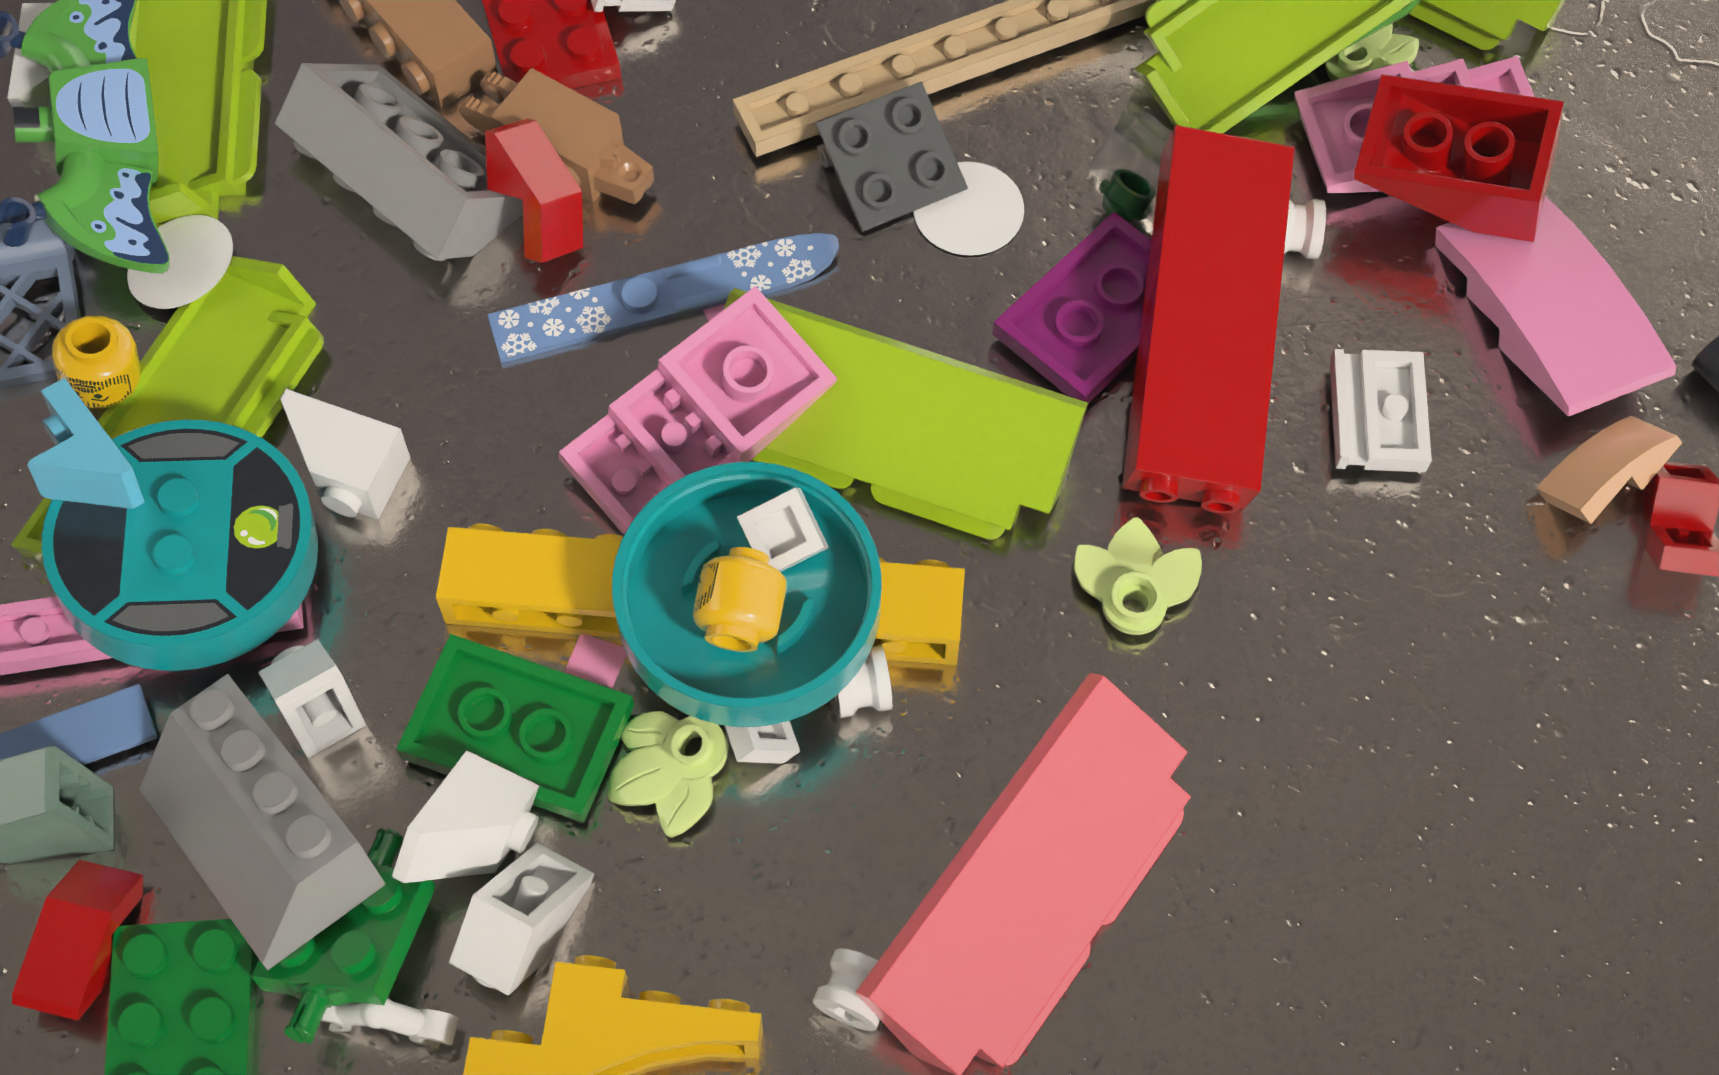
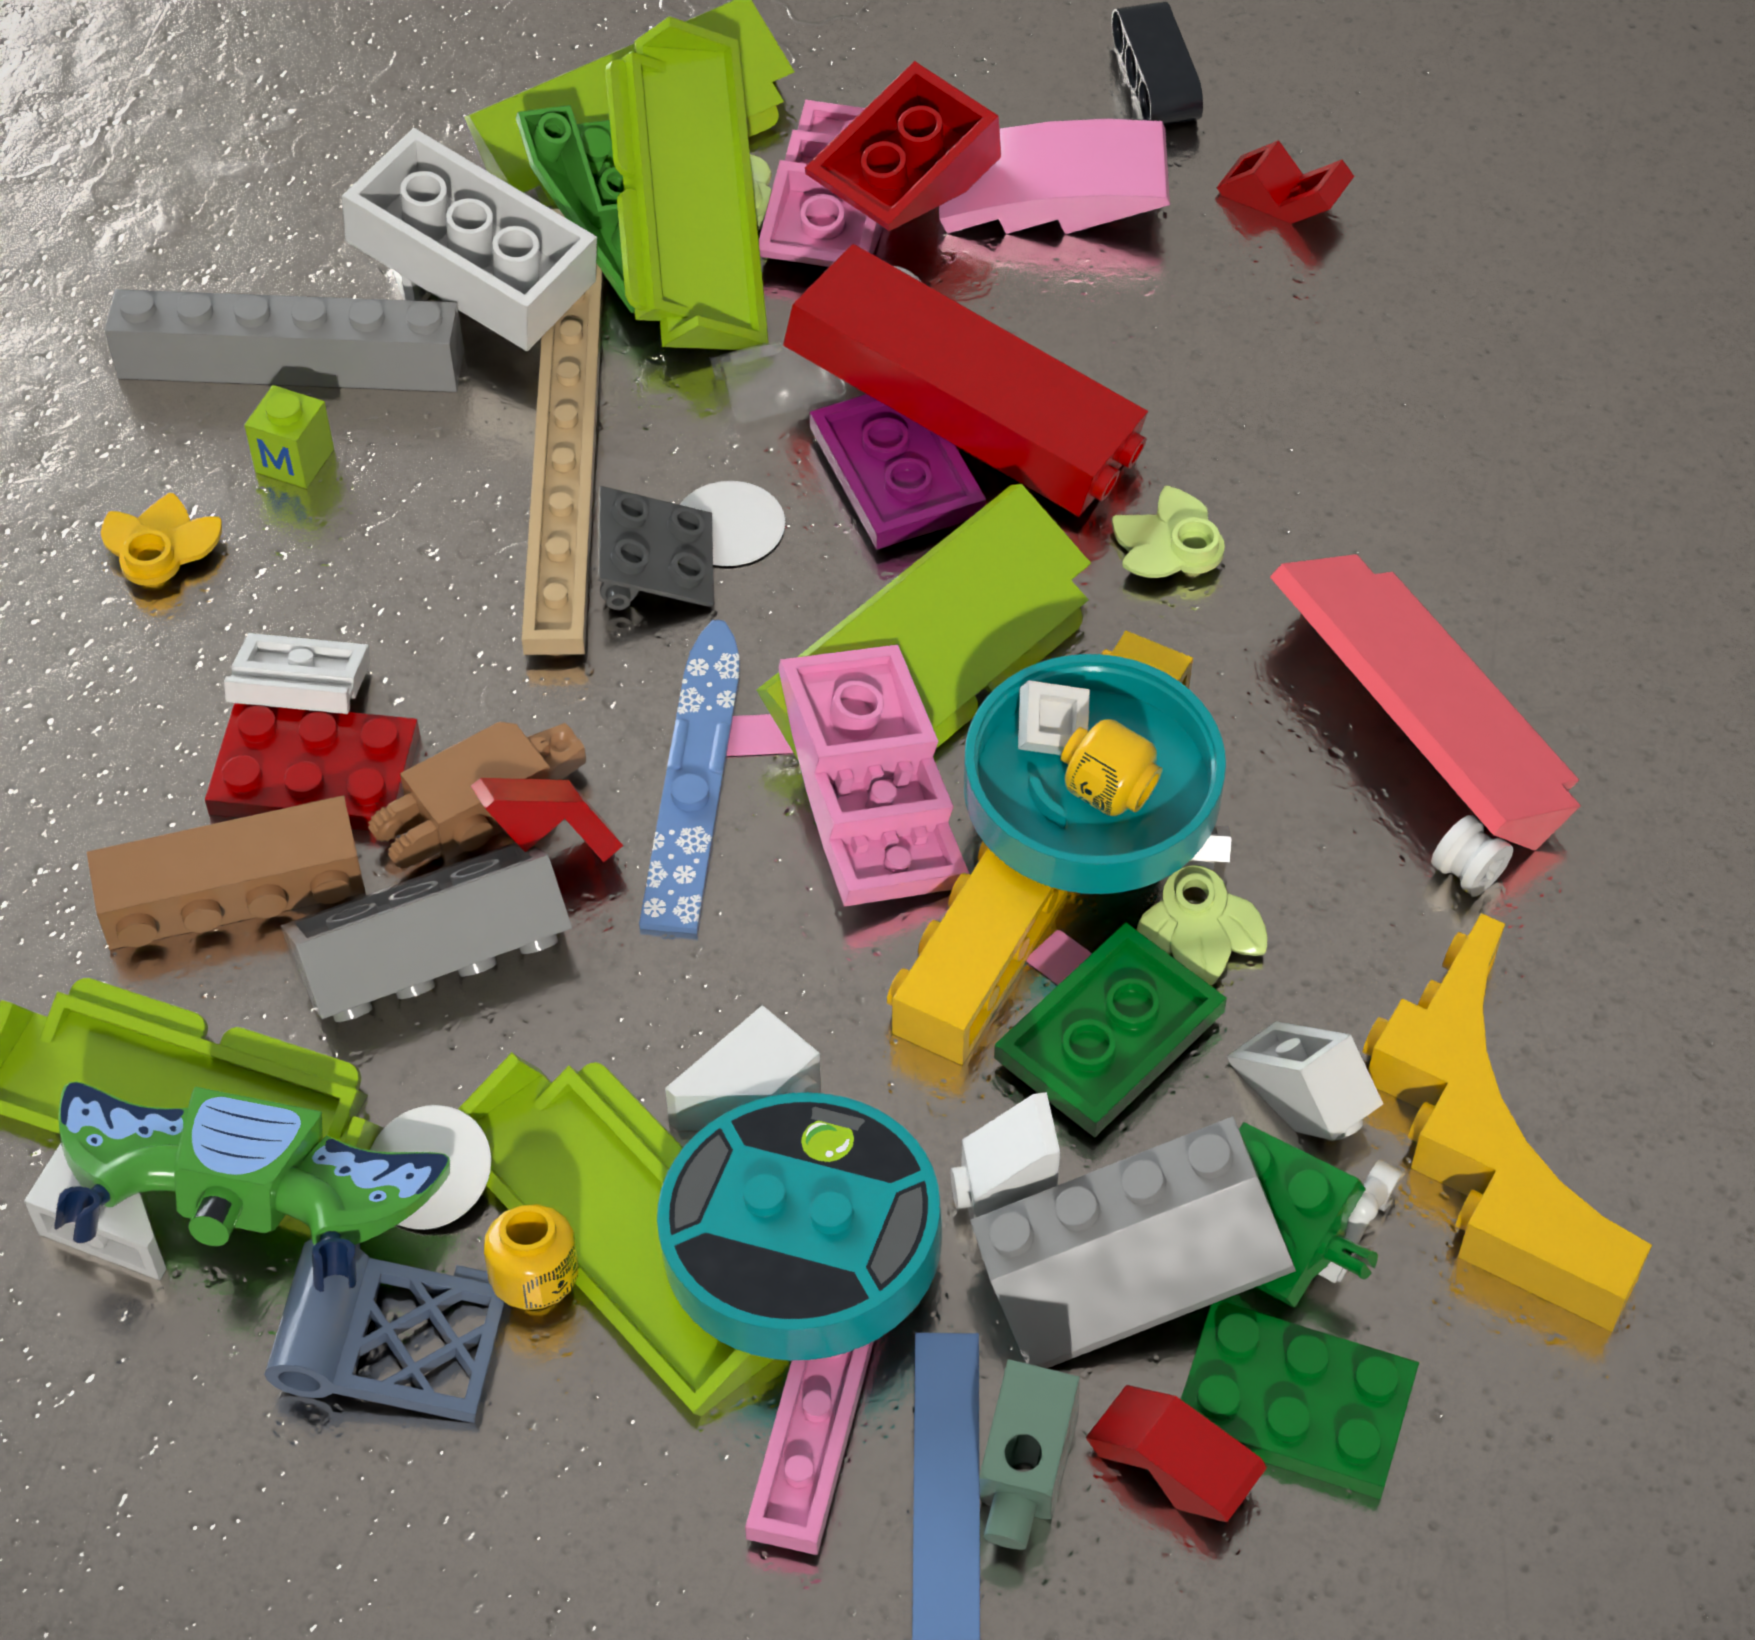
camera: 65 degrees left, 10 degrees down
(85, 460) = (699, 1236): medium azure slope -> none
(468, 823) = (1200, 1074): white slope -> none
(1127, 195) = (796, 398): dark green plate -> none
(1380, 410) = (1095, 321): white plate -> none
(1598, 469) = (1223, 204): light nougat slope -> none

